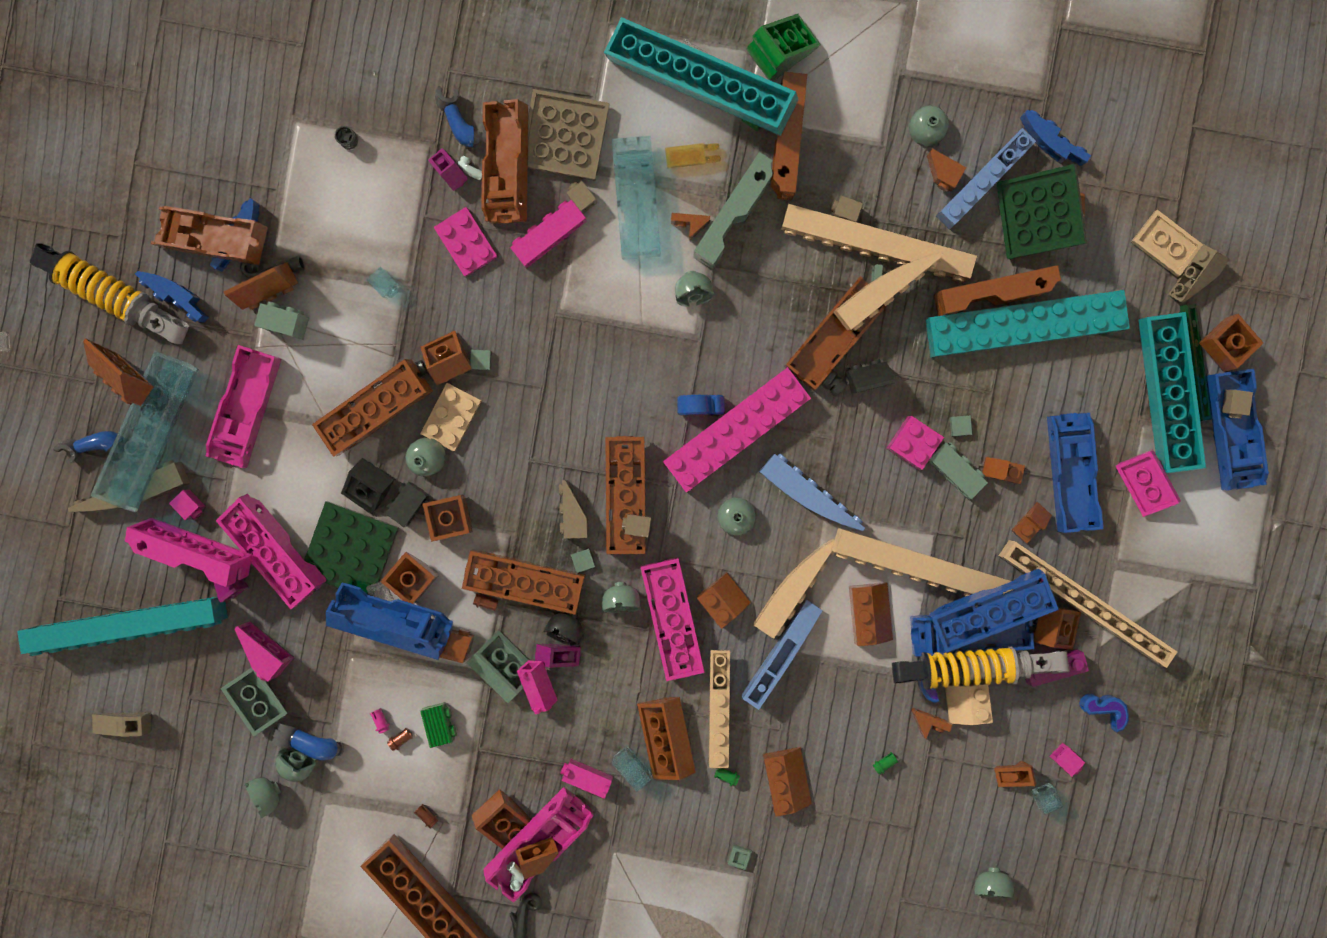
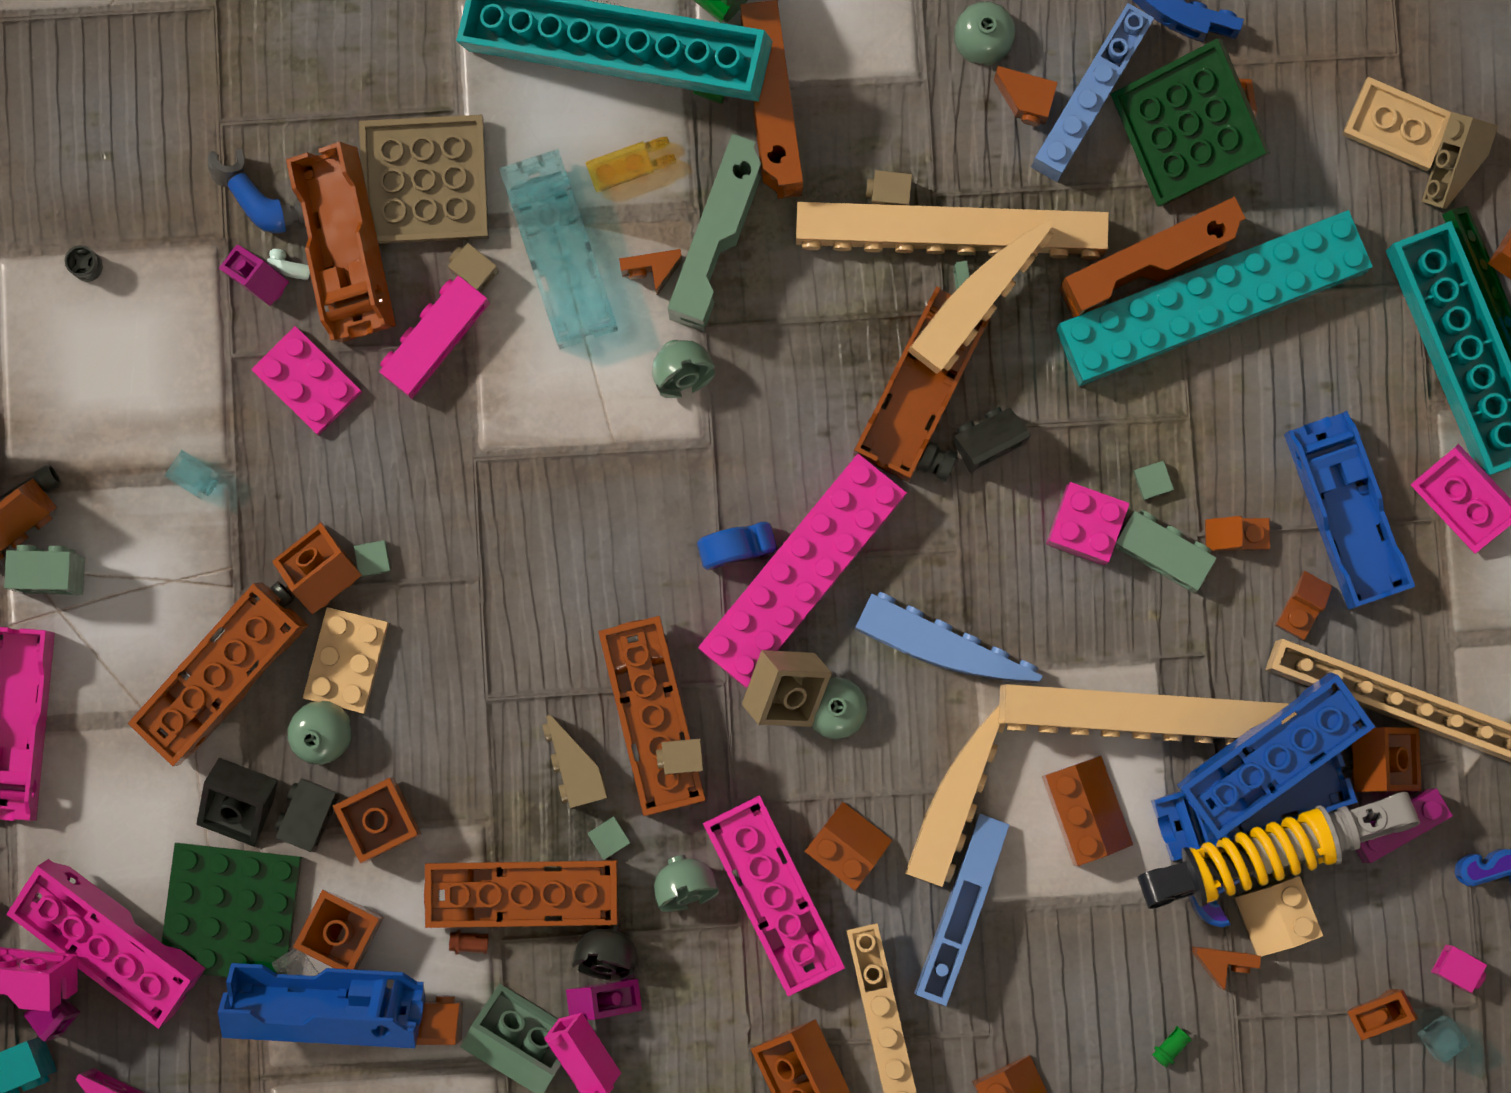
camera: 15 degrees left, 5 degrees down
(710, 499) = (786, 688): none -> dark tan brick

